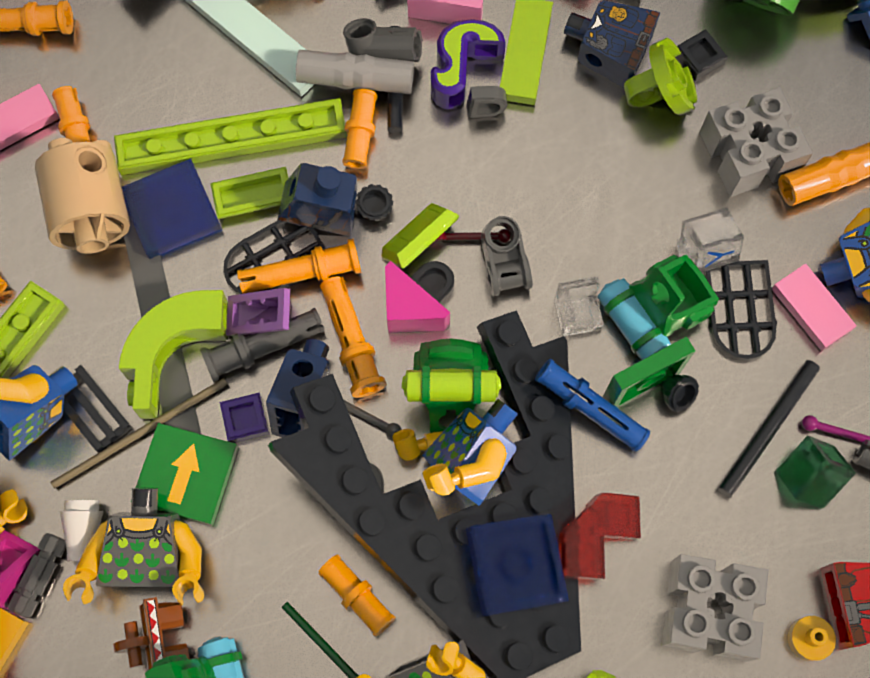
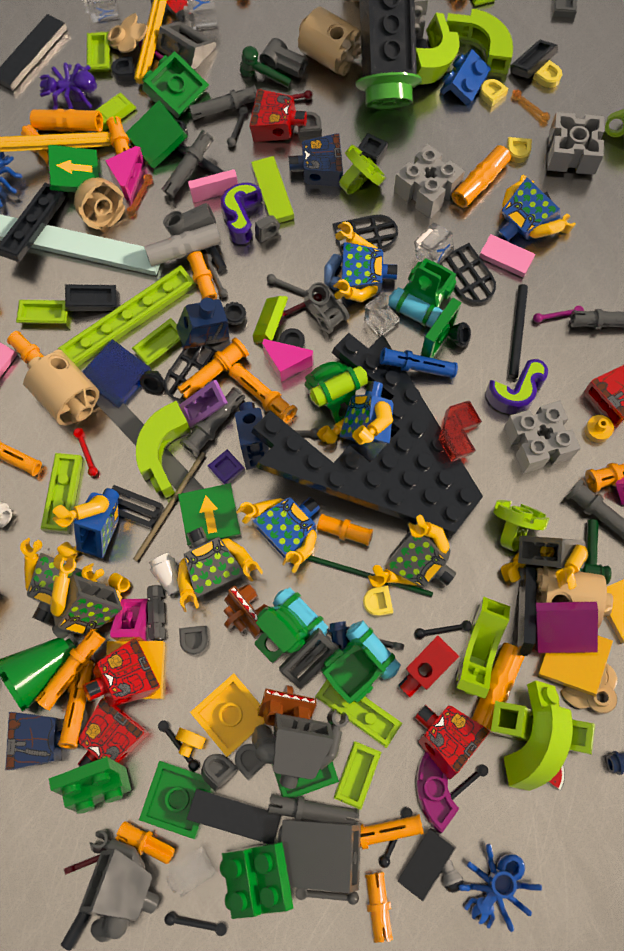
camera: 25 degrees left, 0 degrees up
(67, 641) = (194, 639): none -> dark grey tile
(77, 270) = (79, 434): none -> red hinge
(122, 75) = (42, 312): none -> lime tile
(194, 86) = (90, 297): none -> black tile
(212, 244) = (152, 381): none -> black piece
(274, 549) = (285, 526): none -> torso
(381, 108) = (208, 260): none -> dark grey hinge
(455, 177) = (272, 279): none -> dark grey hinge
(516, 564) = (426, 465): clear blue tile -> none
(540, 207) = (330, 271): none -> medium blue arm
(586, 224) = (361, 267): none -> torso
(612, 165) = (372, 227): none -> black window
(755, 506) = (523, 395): none -> dark purple animal
(815, 472) = (555, 341): clear green panel -> none

